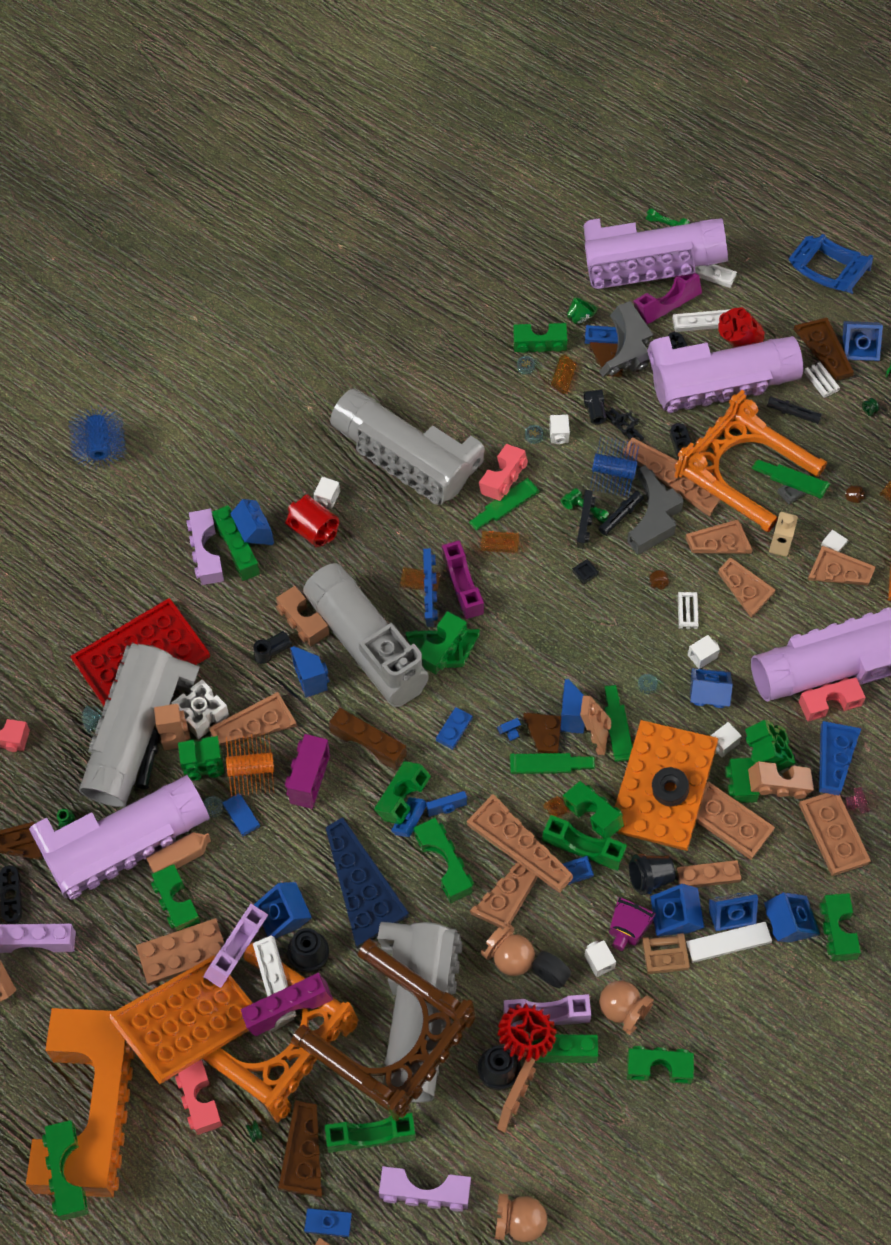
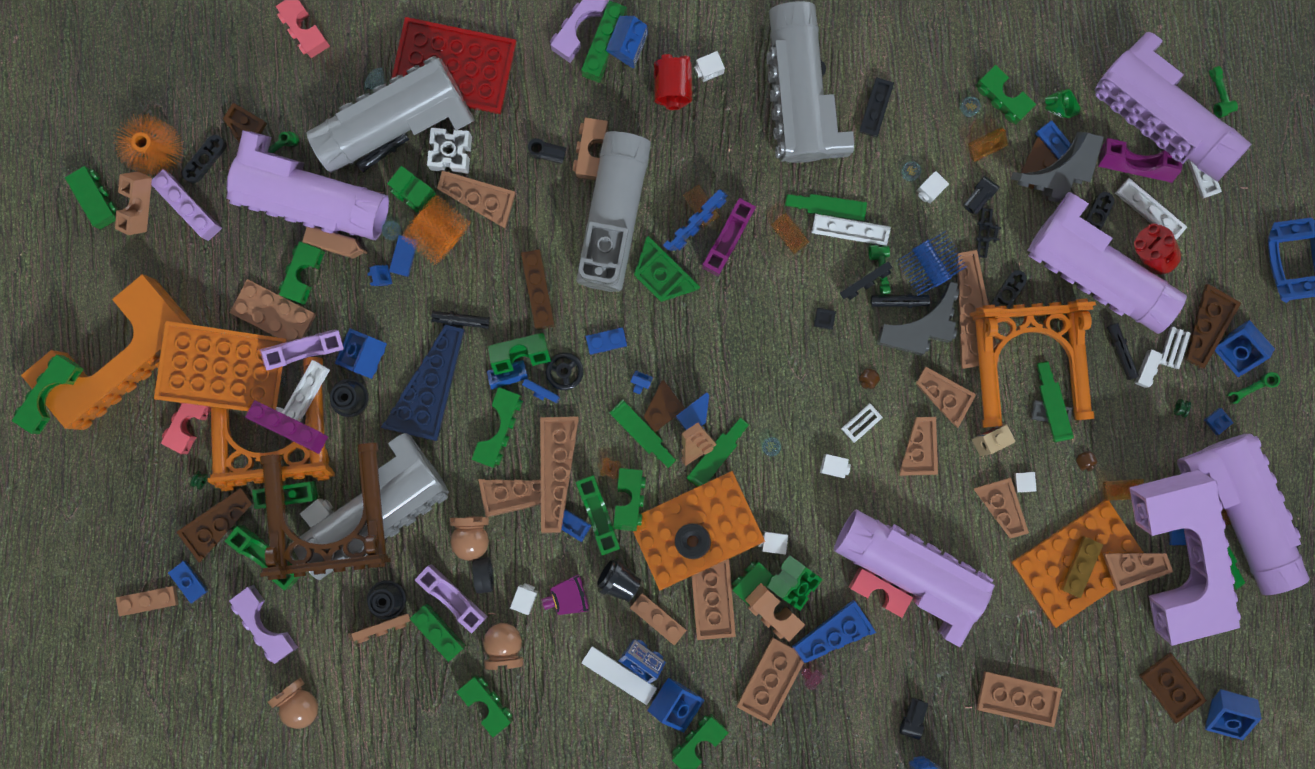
camera: 45 degrees right, 25 degrees up
(171, 725) = (411, 146): nougat arch -> none
(239, 842) = (380, 275): none -> blue tile
(307, 771) = (471, 273): magenta brick -> none
(310, 671) = (547, 200): blue slope -> none
(327, 1081) = (292, 494): none -> green brick
(333, 814) = (460, 319): none -> black pin
(375, 1054) = (317, 512): none -> white brick
(436, 655) = (677, 272): green arch -> none
(447, 768) = (567, 385): none -> black piece
(466, 417) = (876, 107): none -> black plate
(497, 484) = (837, 187): coral arch -> none
(518, 1040) = (407, 612): red gear -> none
(537, 502) = (851, 229): none -> white tile
(668, 959) = (565, 644): medium nougat plate -> none
(677, 910) = (608, 622): blue slope -> none
(710, 687) = (809, 496): blue slope -> none
(822, 405) = (1148, 368): none -> white piece

